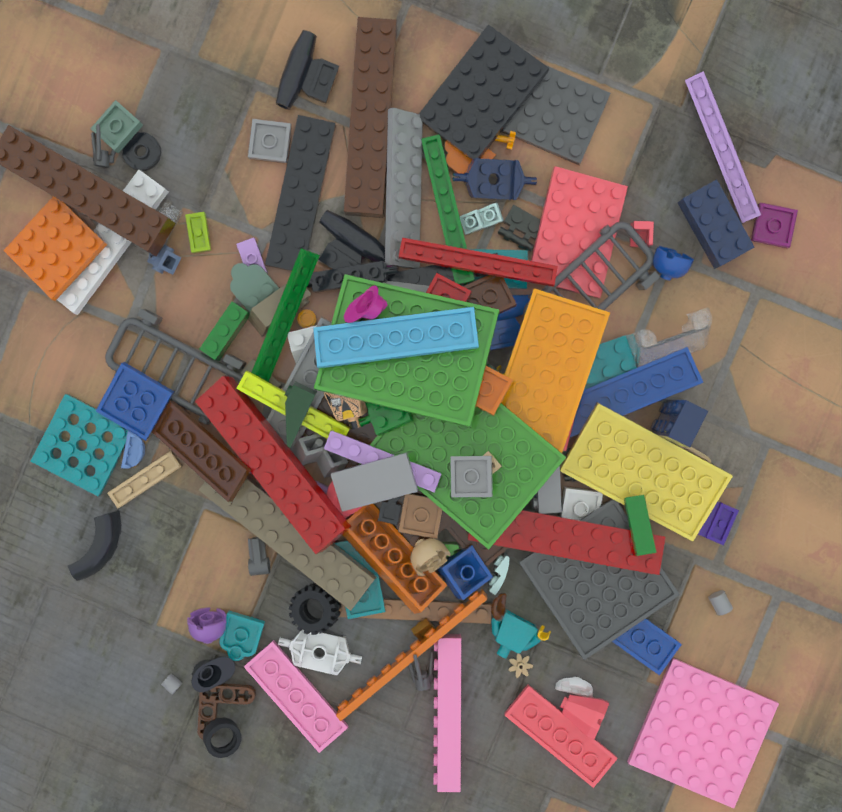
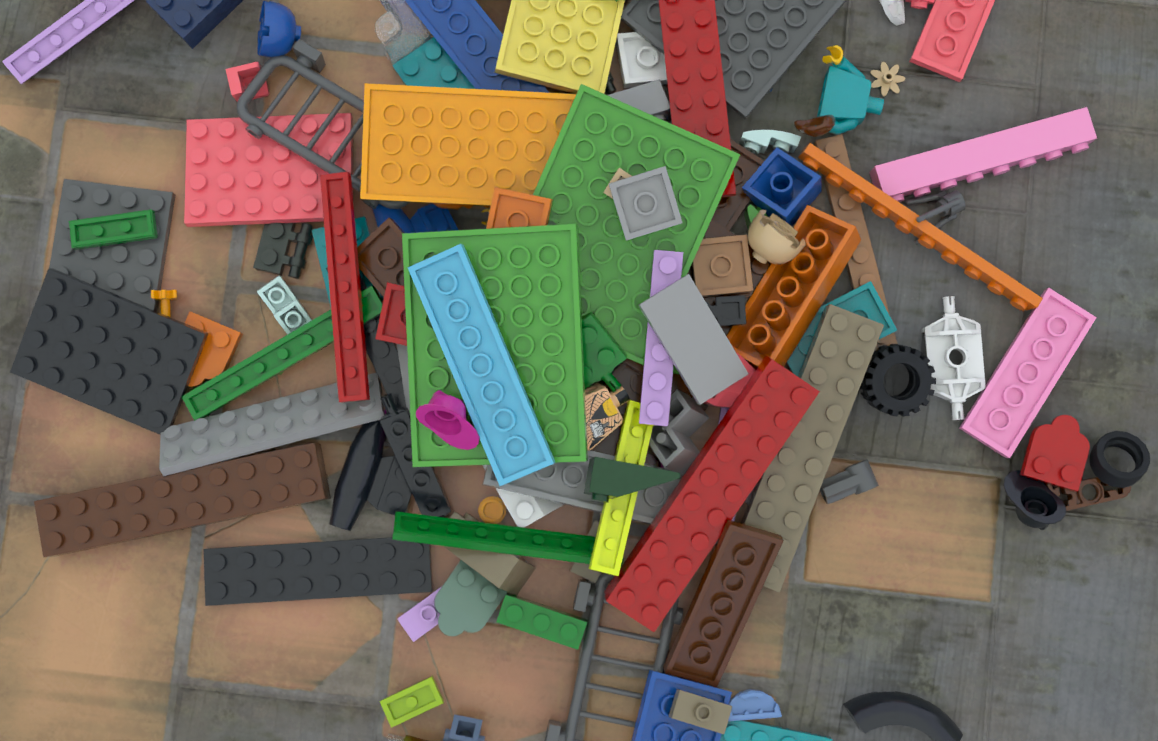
camera: 100 degrees left, 5 degrees down
(138, 416) = (700, 711): none -> dark tan plate
(144, 479) = (788, 678): tan tile -> none
(171, 684) = (1067, 554): light grey hose -> none
(207, 625) = (967, 525): medium lavender cylinder -> none
(237, 698) = (1057, 453): none -> red plate
(241, 635) = (967, 475): teal plate -> none
(269, 141) = (253, 635): light grey plate -> none
(305, 74) = (144, 612): black plate -> none
(421, 628) = (878, 225): pearl gold plate -> none
(509, 179) = (219, 282): dark blue plate -> none
(565, 117) = (113, 229): none -> green tile

